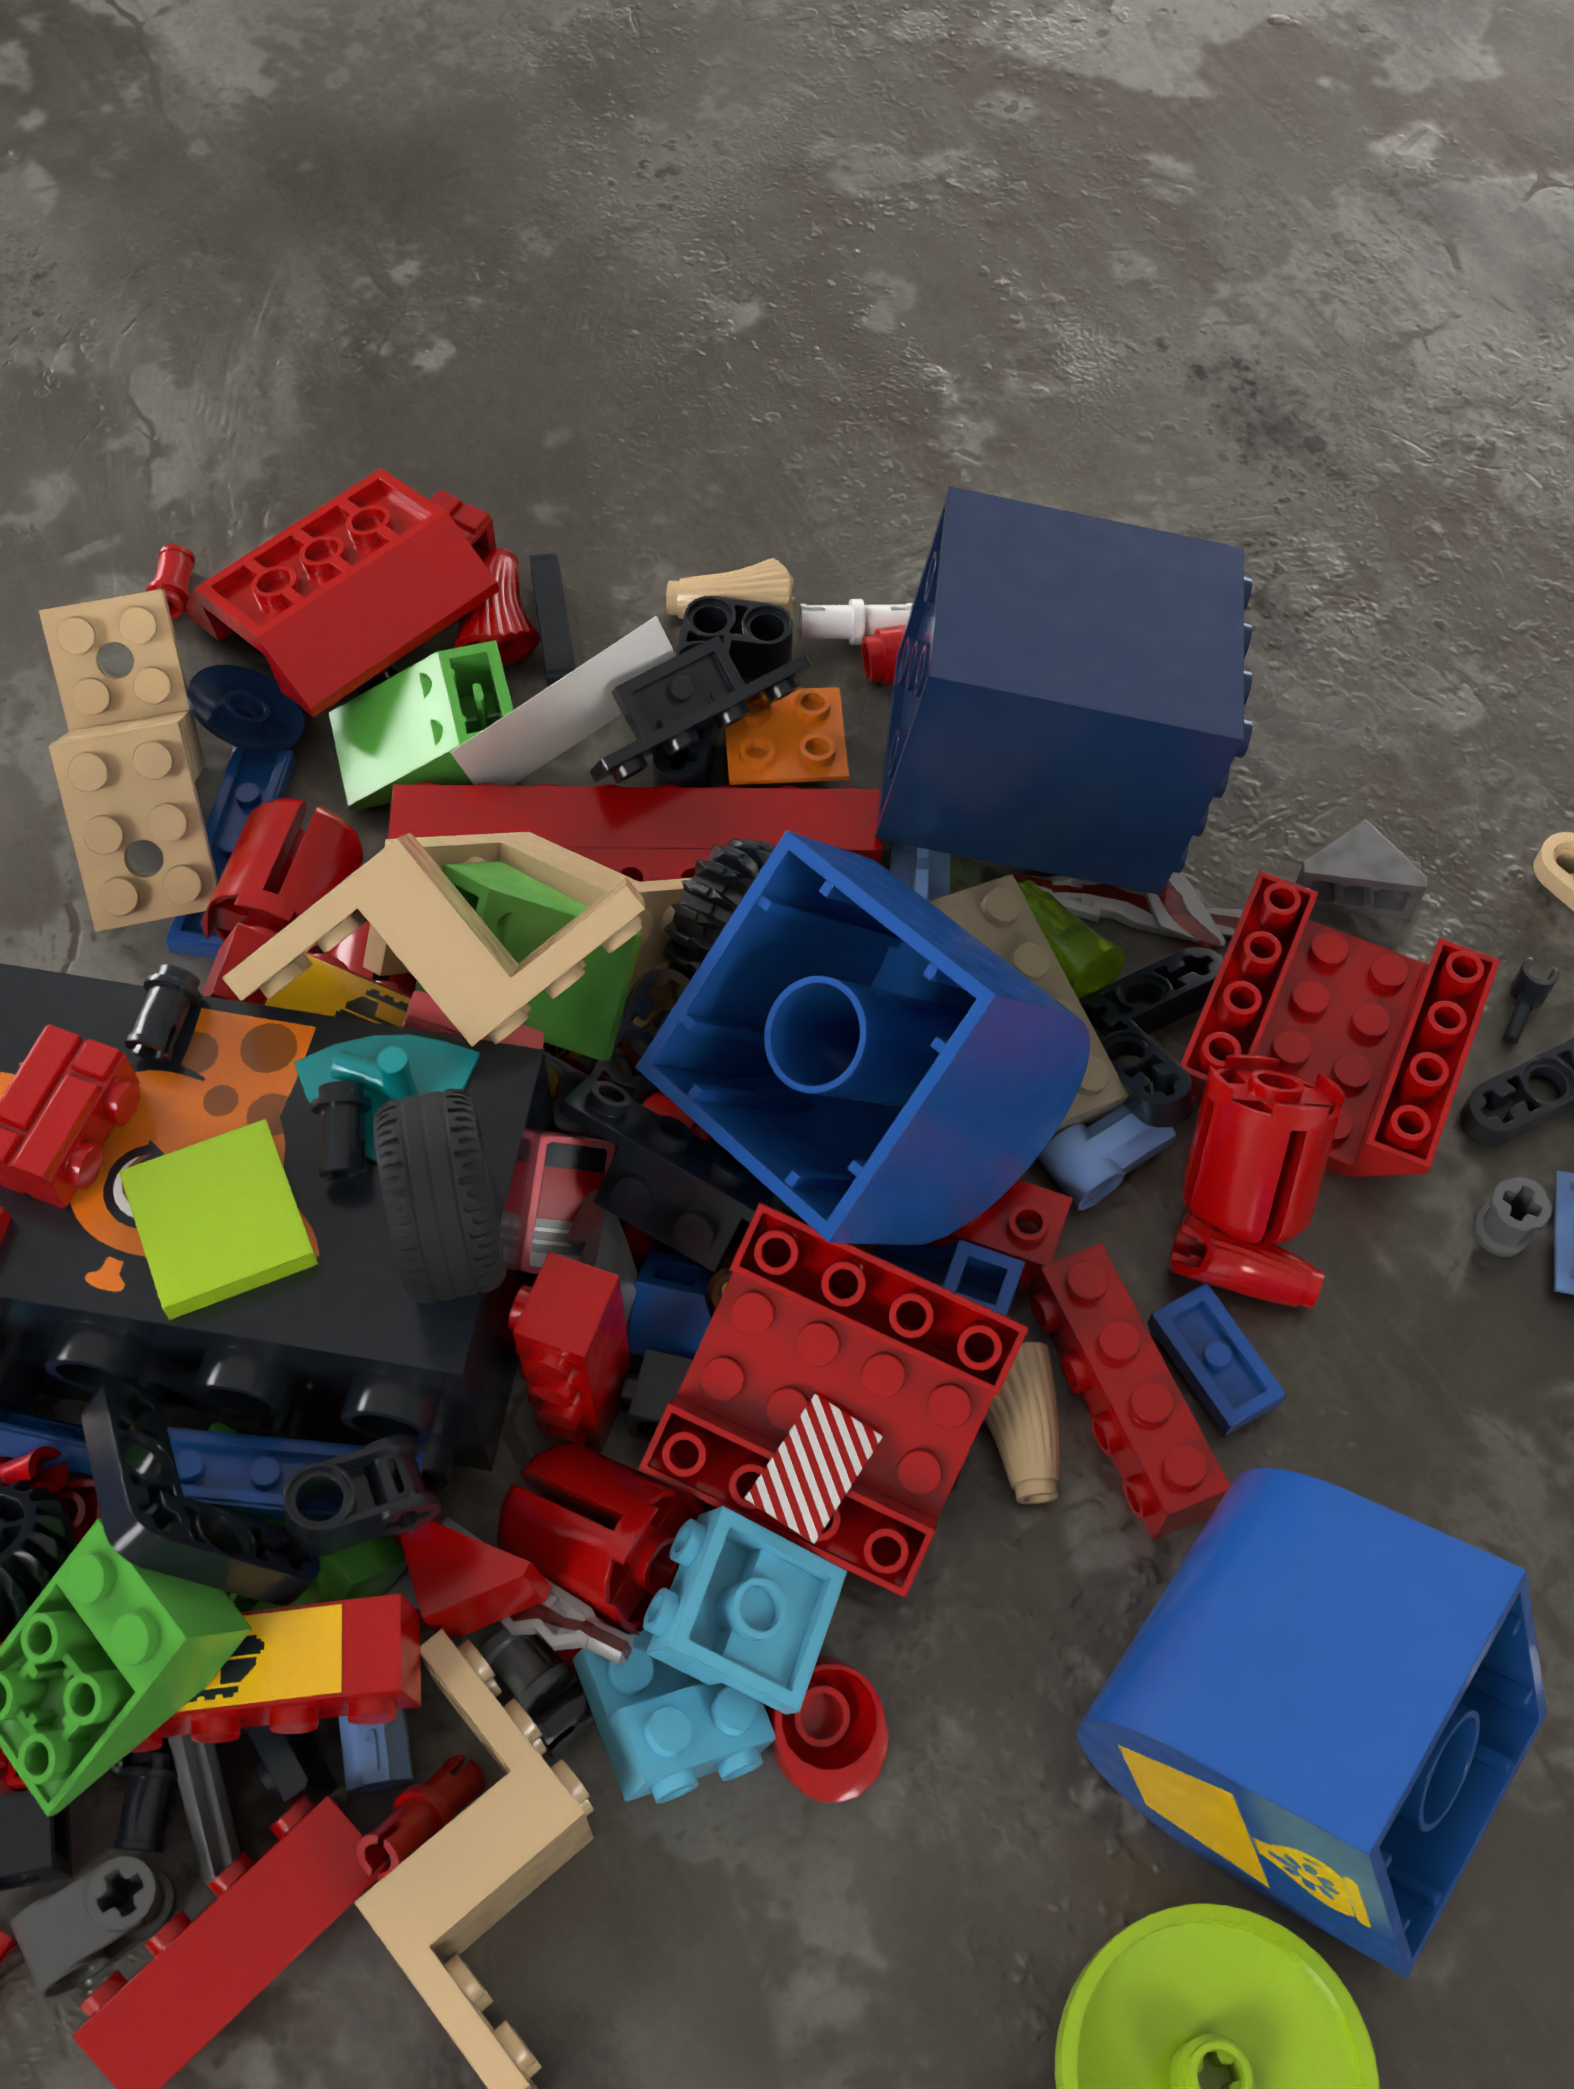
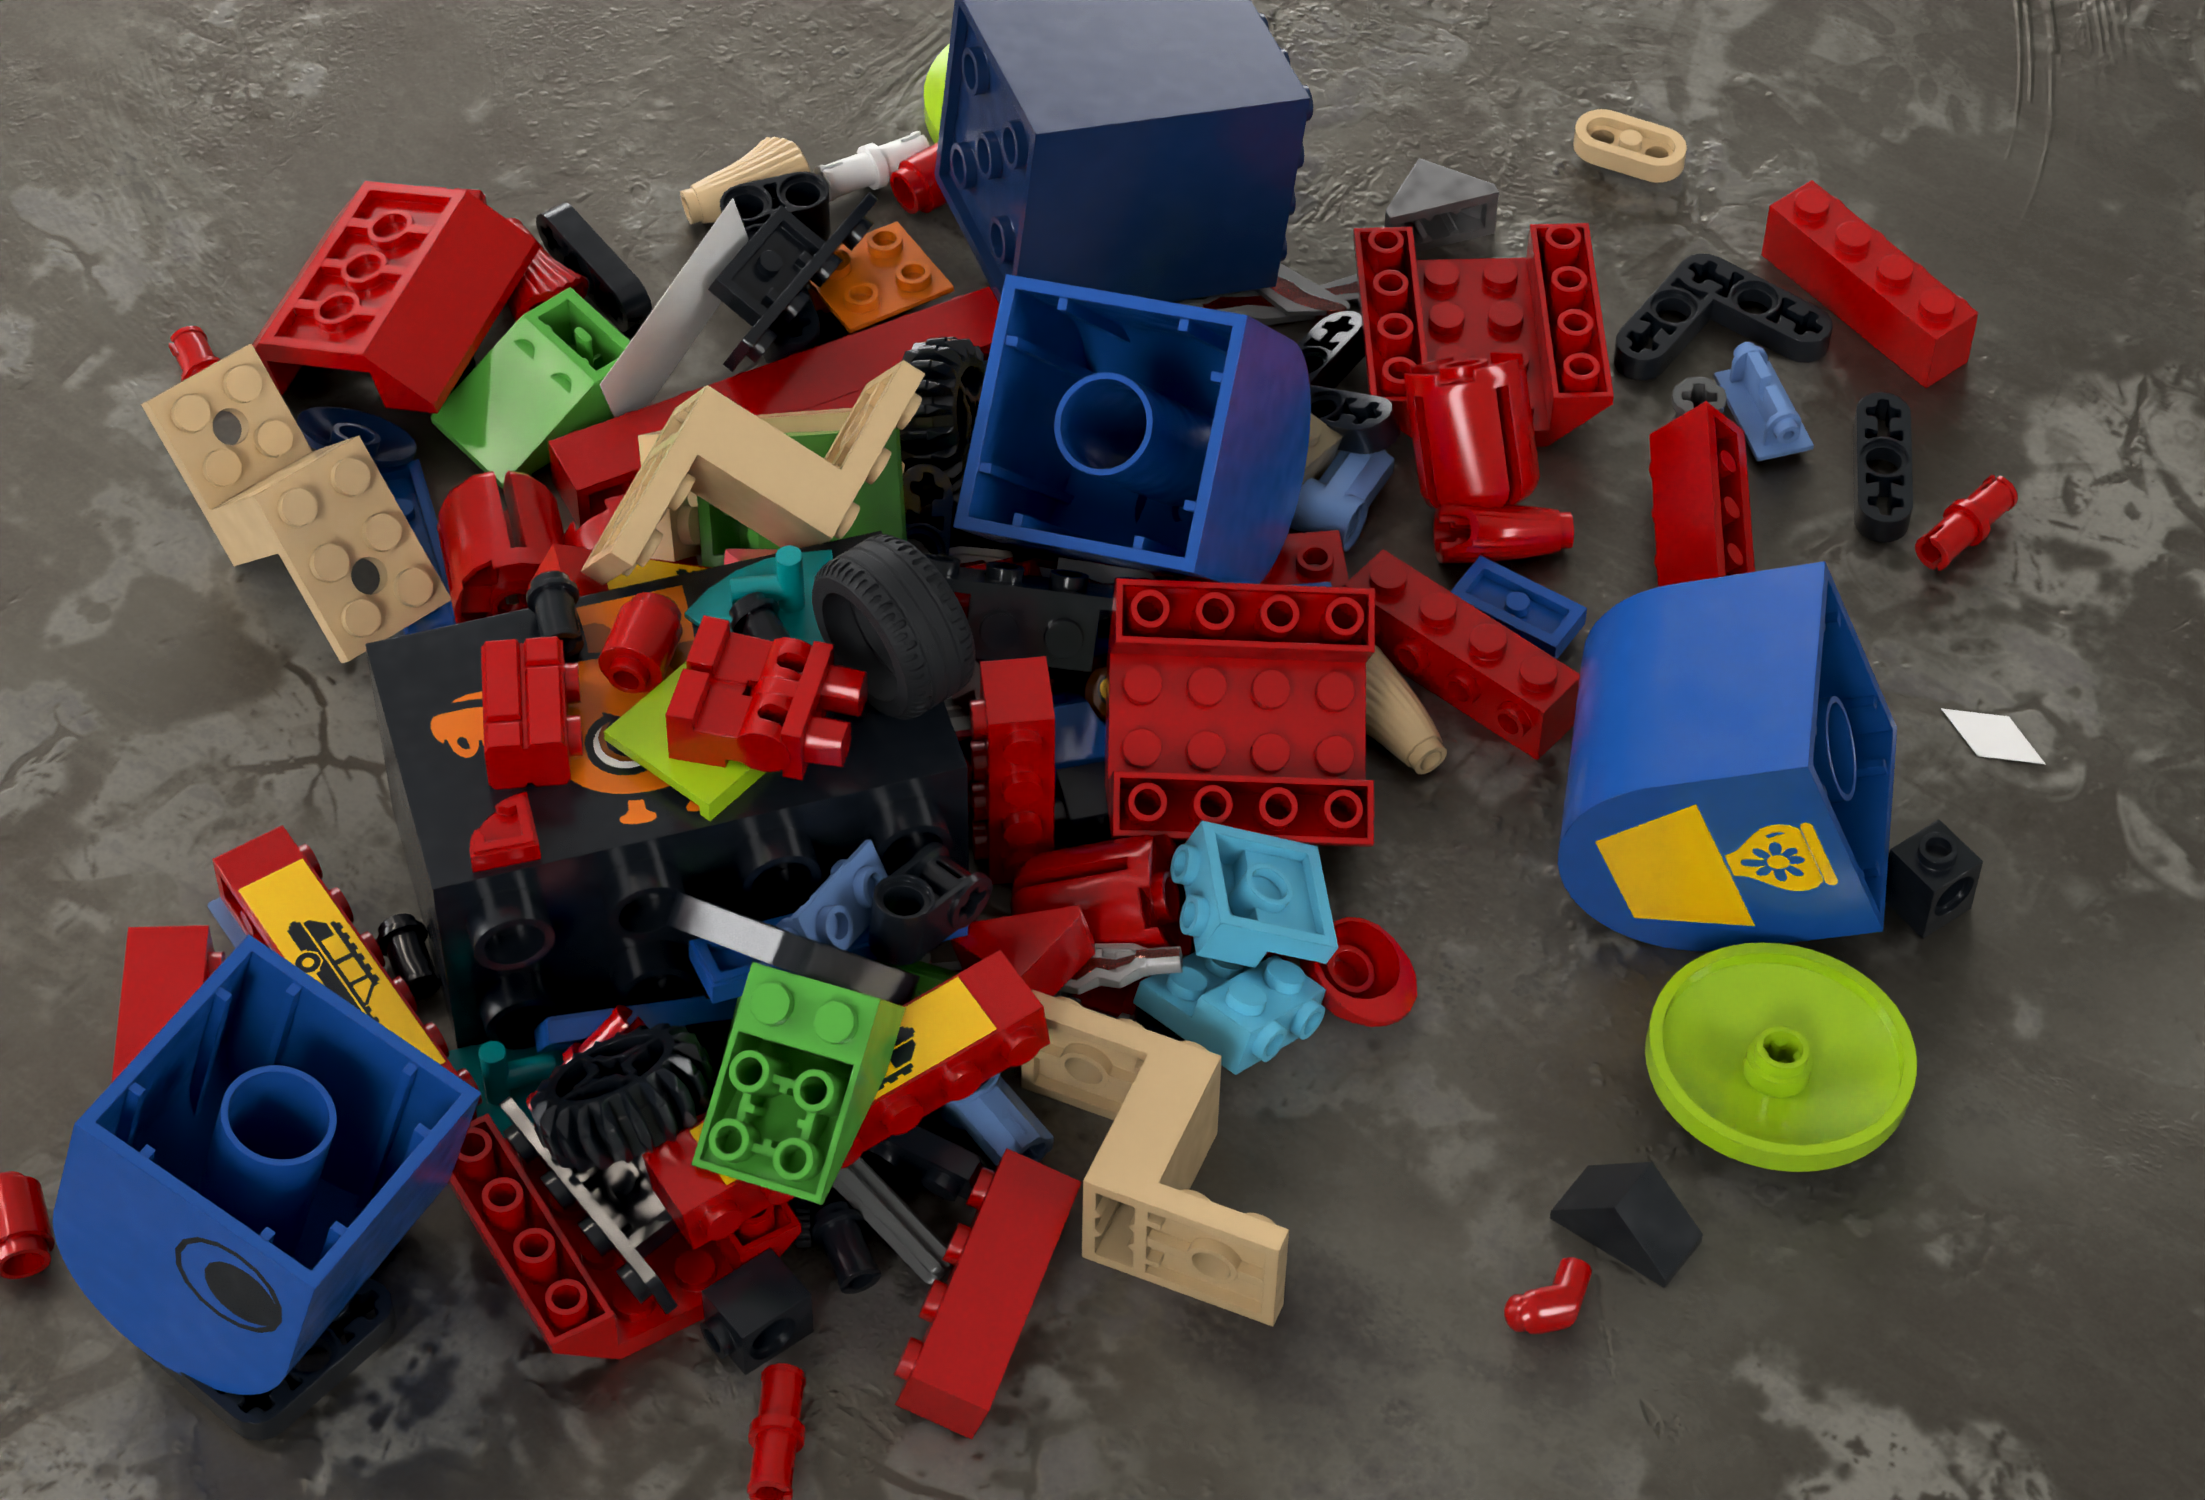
camera: 25 degrees left, 10 degrees down
(81, 1927) = (859, 1331): dark grey piece -> none
(214, 1086) = (641, 643): none -> red brick
(255, 1472) = (842, 903): none -> medium blue hinge
(261, 1213) = (762, 702): none -> red hips
(420, 1814) = (1079, 1144): red pin -> none
(813, 1468) = (1255, 771): sticker -> none
(1454, 1355) = (1700, 498): none -> red brick
(1502, 1914) = (1931, 878): none -> black brick
(1528, 993) = (1623, 249): black hand -> none

